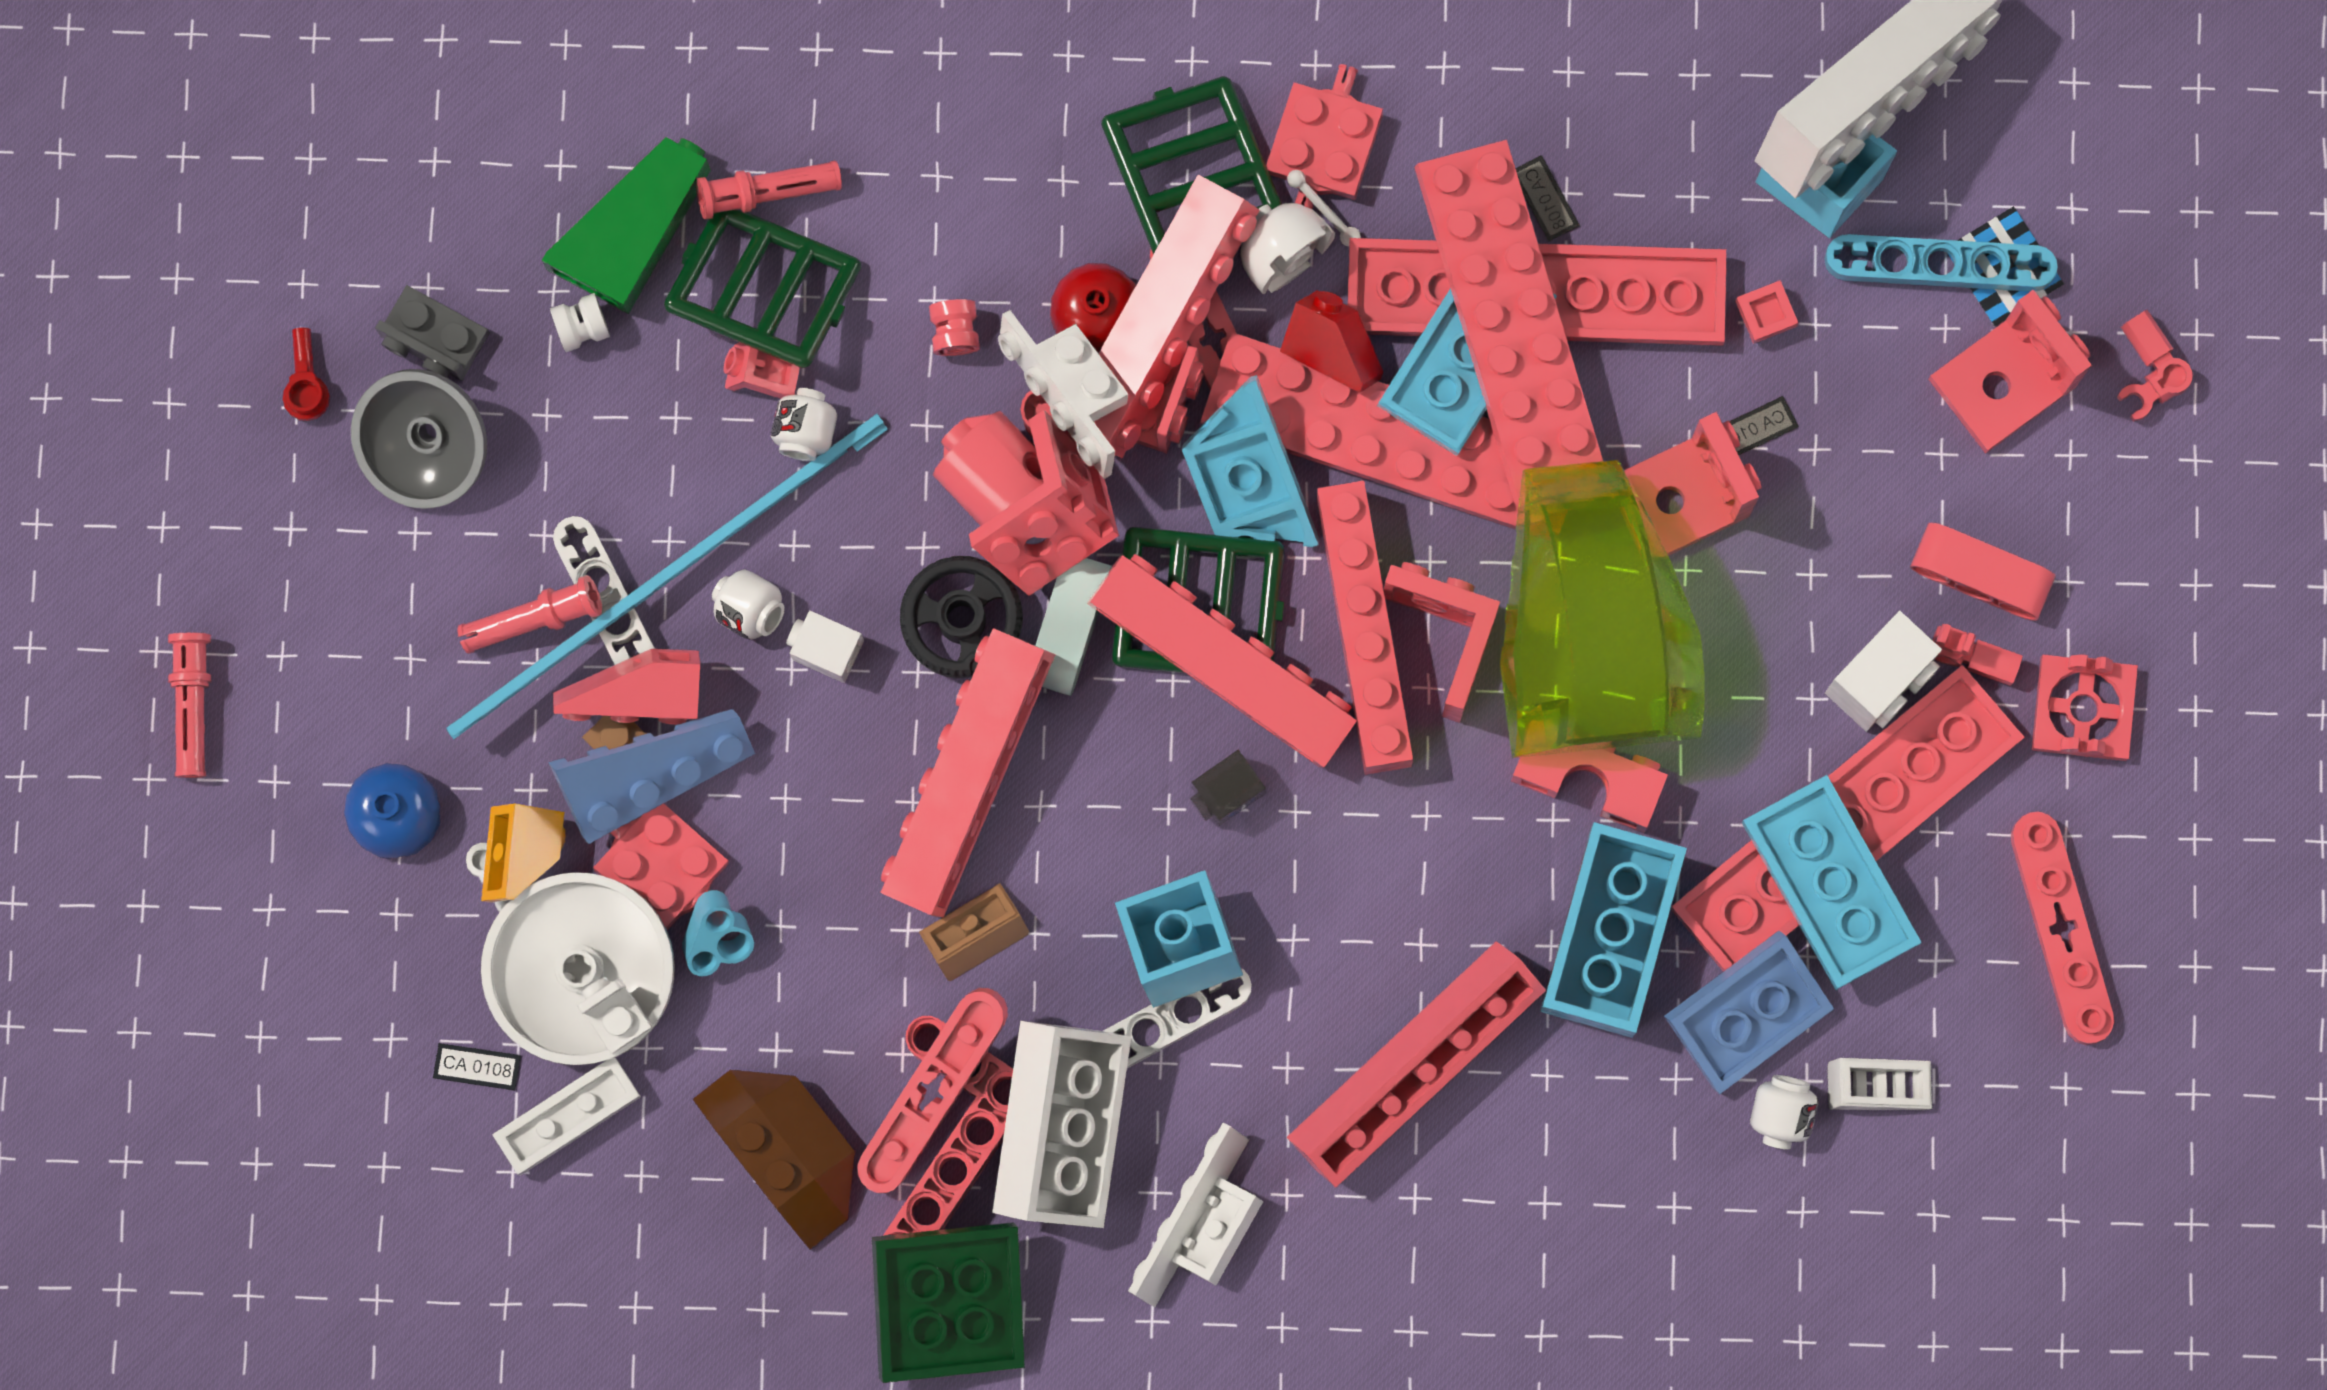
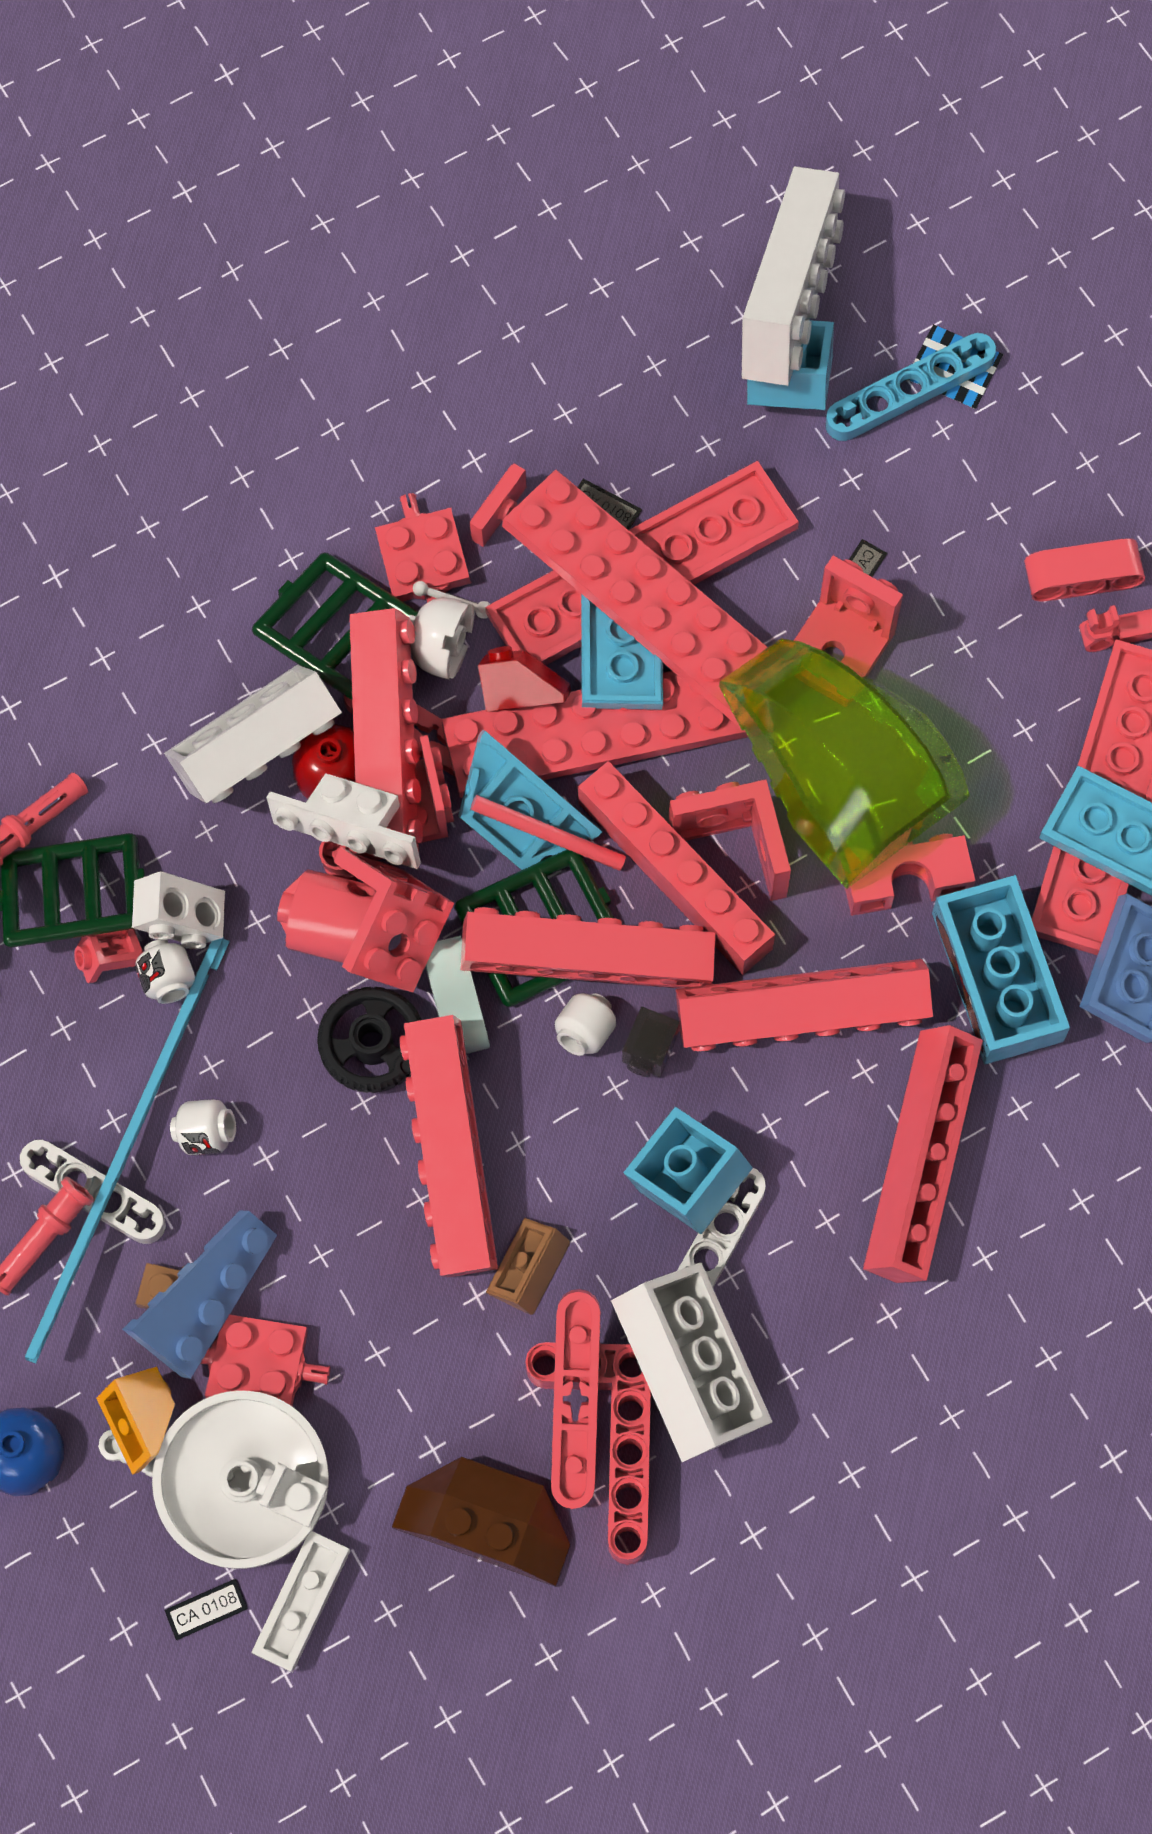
camera: 35 degrees left, 10 degrees down
(647, 685) = (163, 1229): coral slope -> none
(706, 931) = (323, 1388): medium azure piece -> none
(824, 645) = (281, 1122): white brick -> none
(851, 373) = (178, 910): none -> white brick
(948, 1302) = (691, 1554): dark green plate -> none
(954, 327) = (234, 837): coral wheel -> none
(1032, 235) = (253, 734): none -> white brick
(1176, 730) = (585, 1024): none -> white head
(1204, 1224) = (845, 1373): white bracket -> none
(1260, 516) = (547, 832): none -> coral bar
(1399, 844) = (804, 1004): none -> coral brick
(1433, 136) = (498, 504): none -> coral plate
(1766, 312) = (813, 487): coral plate -> none
(1883, 670) = (1069, 673): white brick -> none
(2033, 359) = (1020, 406): coral bracket -> none
(2171, 374) = (1118, 368): coral bar -> none

